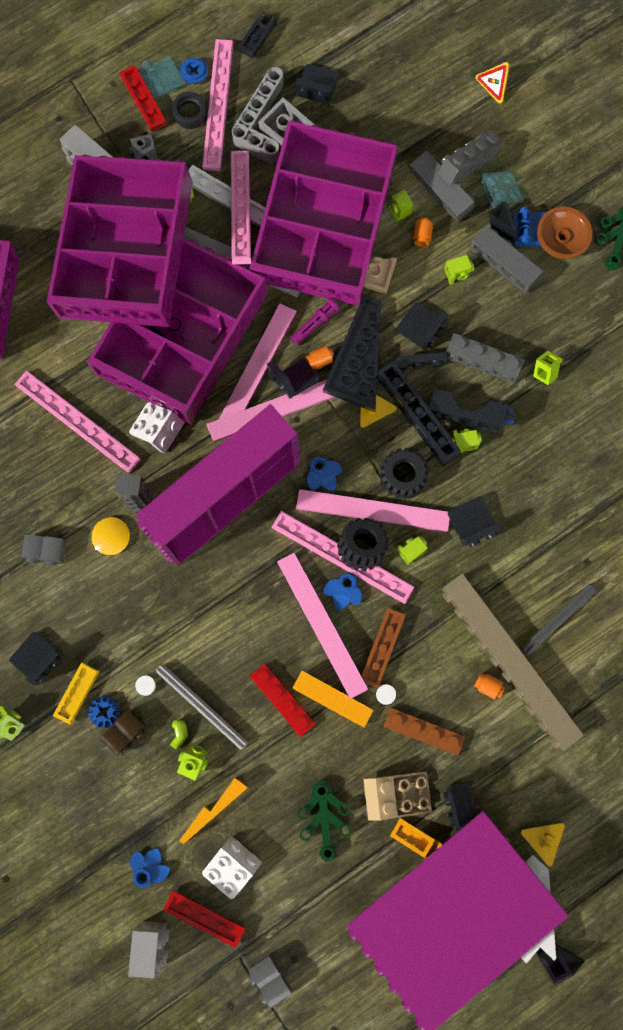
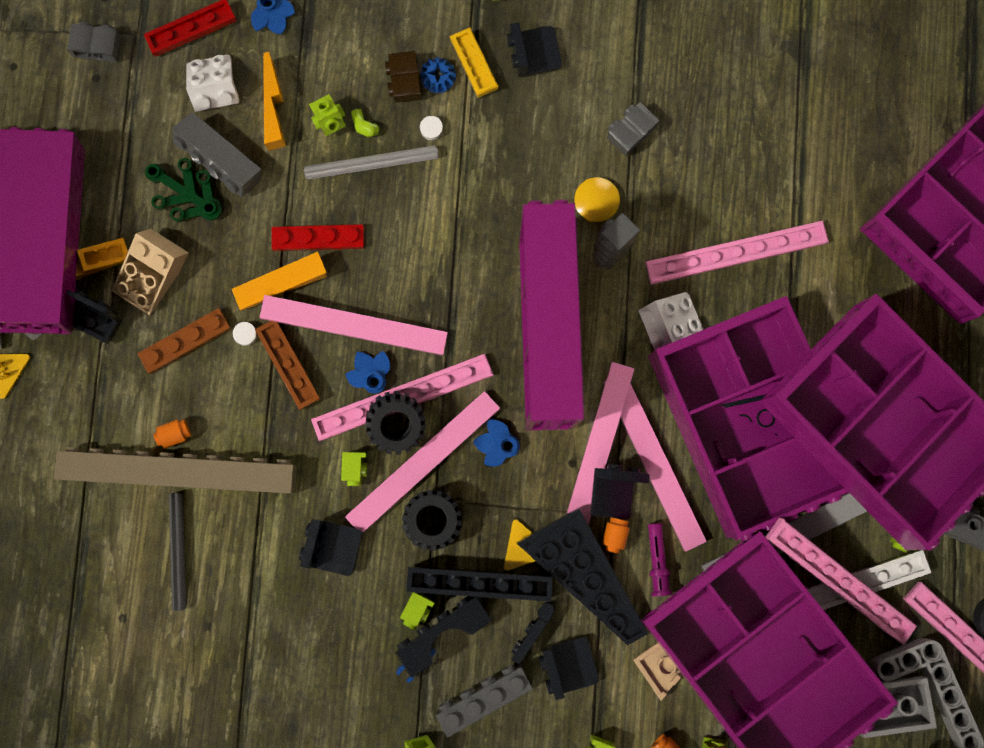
camera: 125 degrees right, 5 degrees up
(281, 817) = (216, 154): none -> dark grey brick

